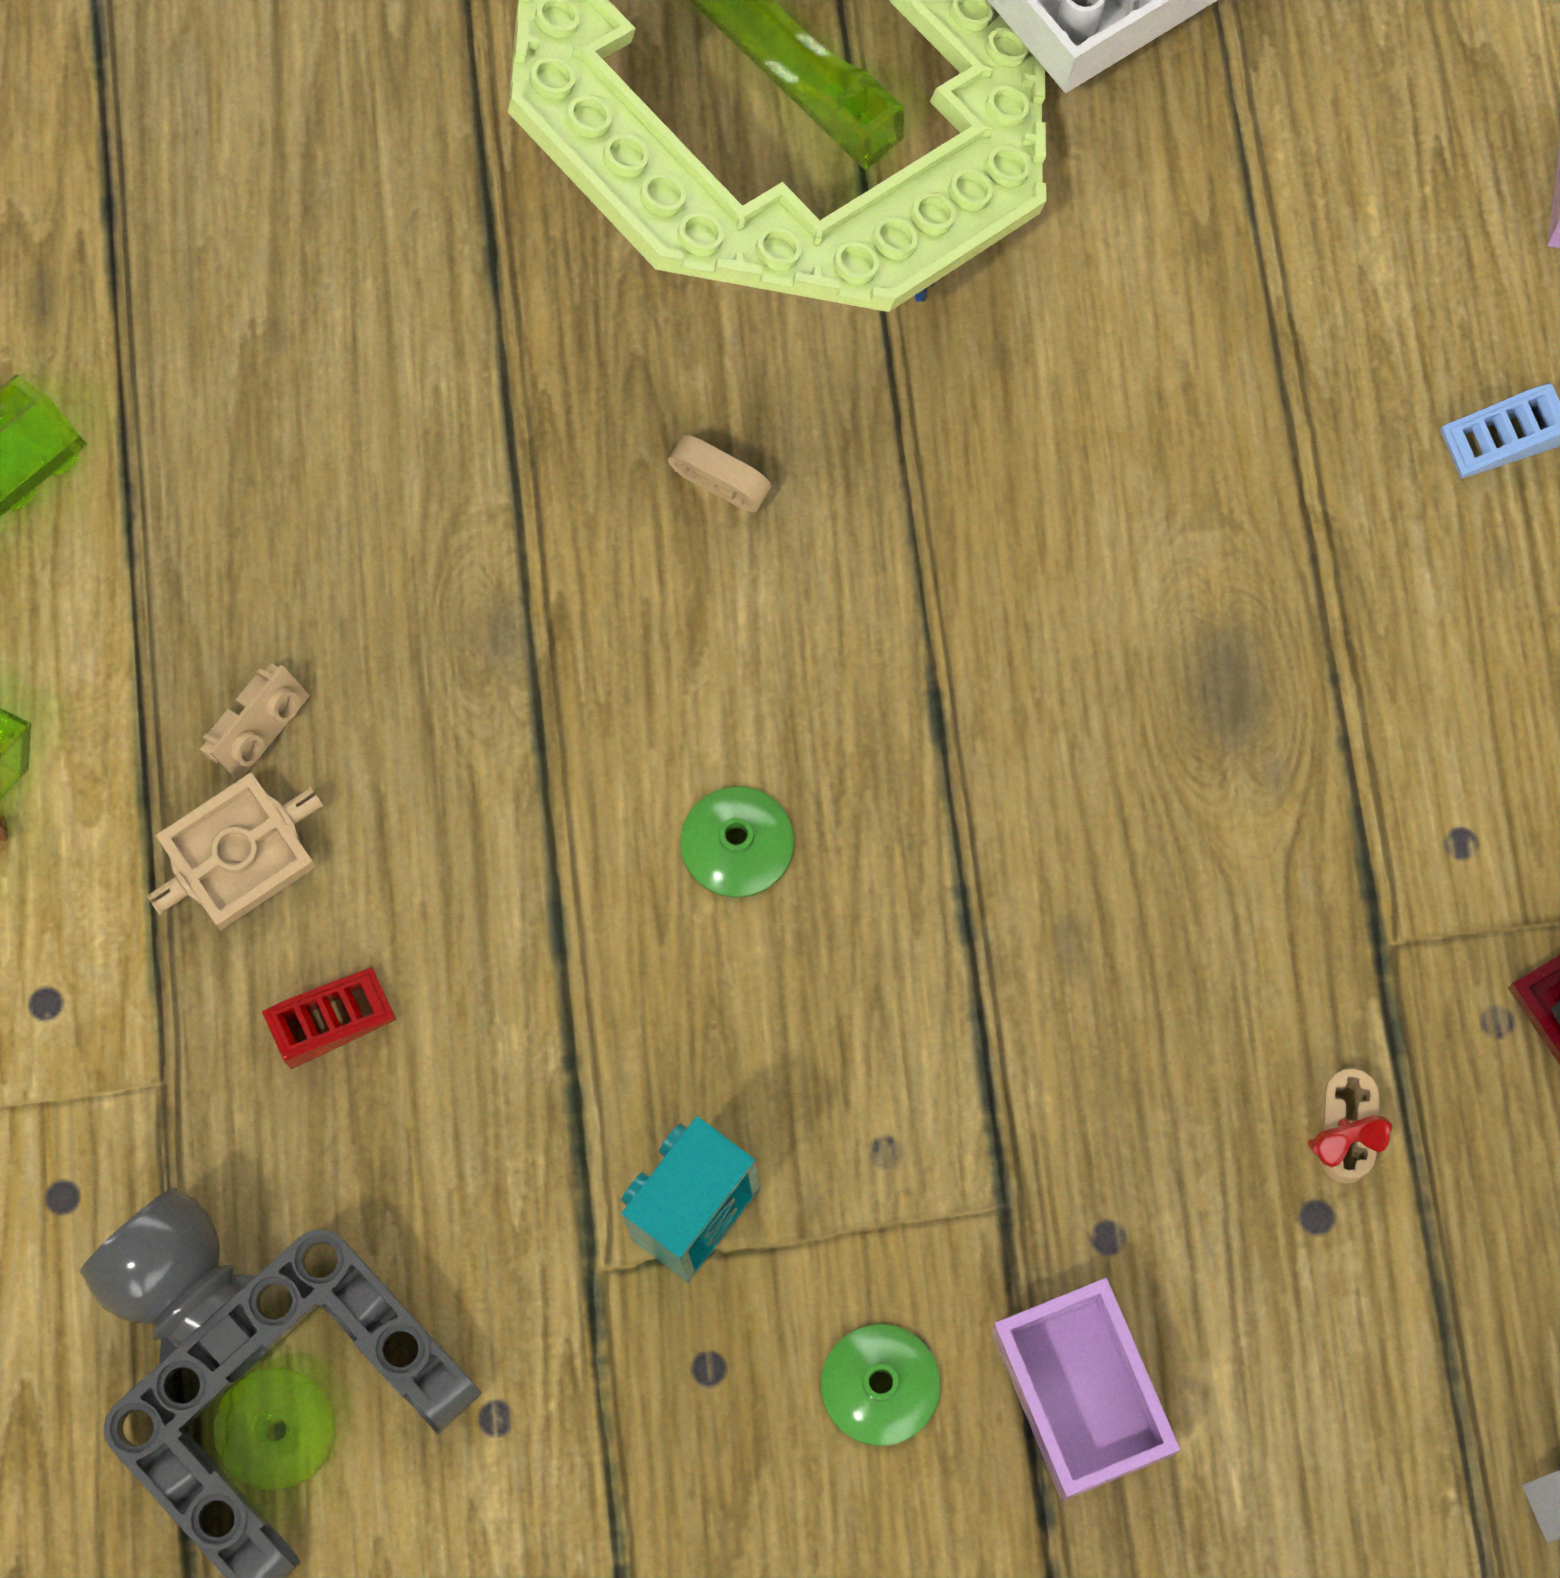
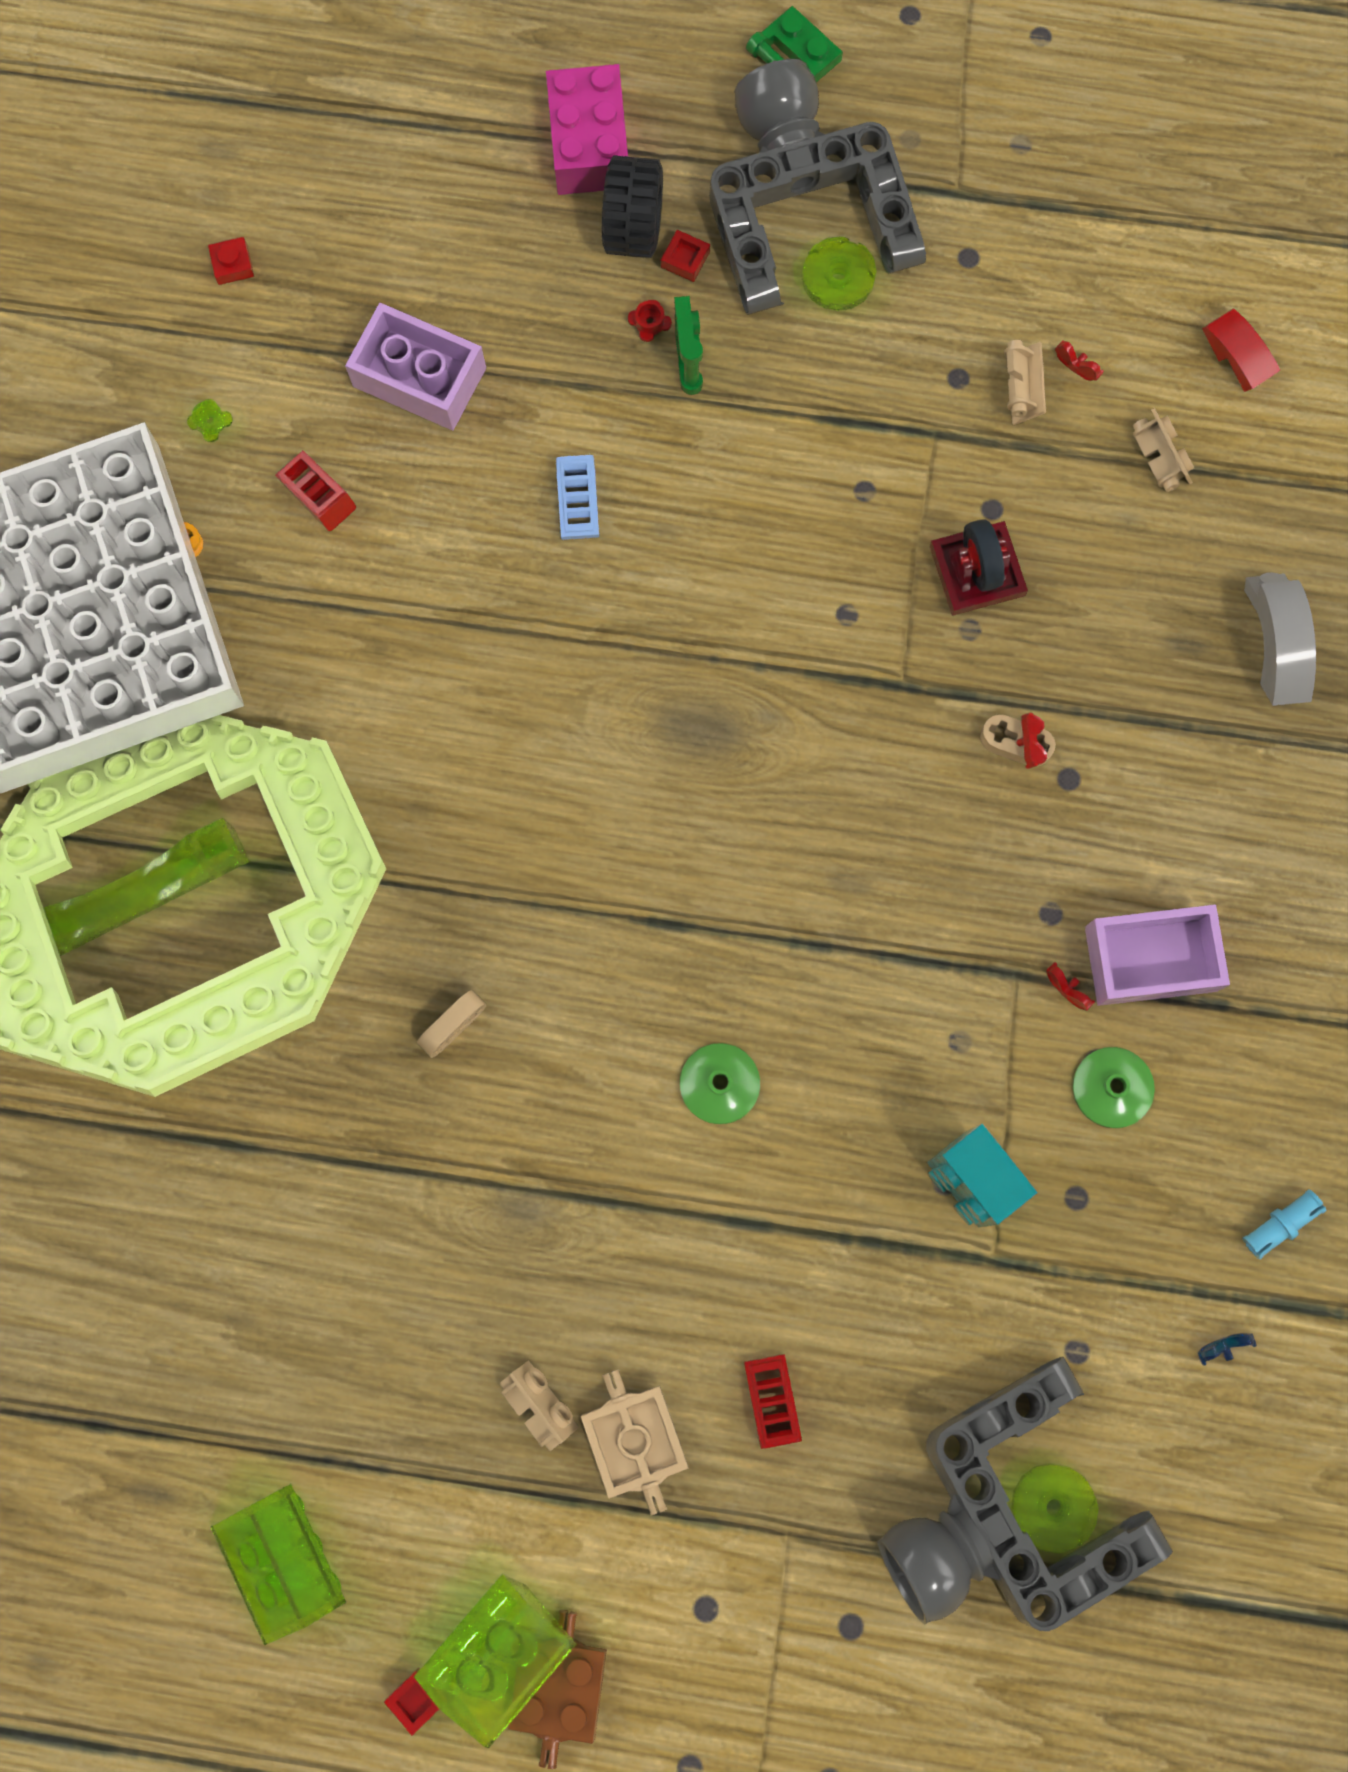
camera: 75 degrees left, 5 degrees up
(1003, 1284) = (1067, 989): none -> red piece
(1384, 128) = (332, 507): none -> red slope

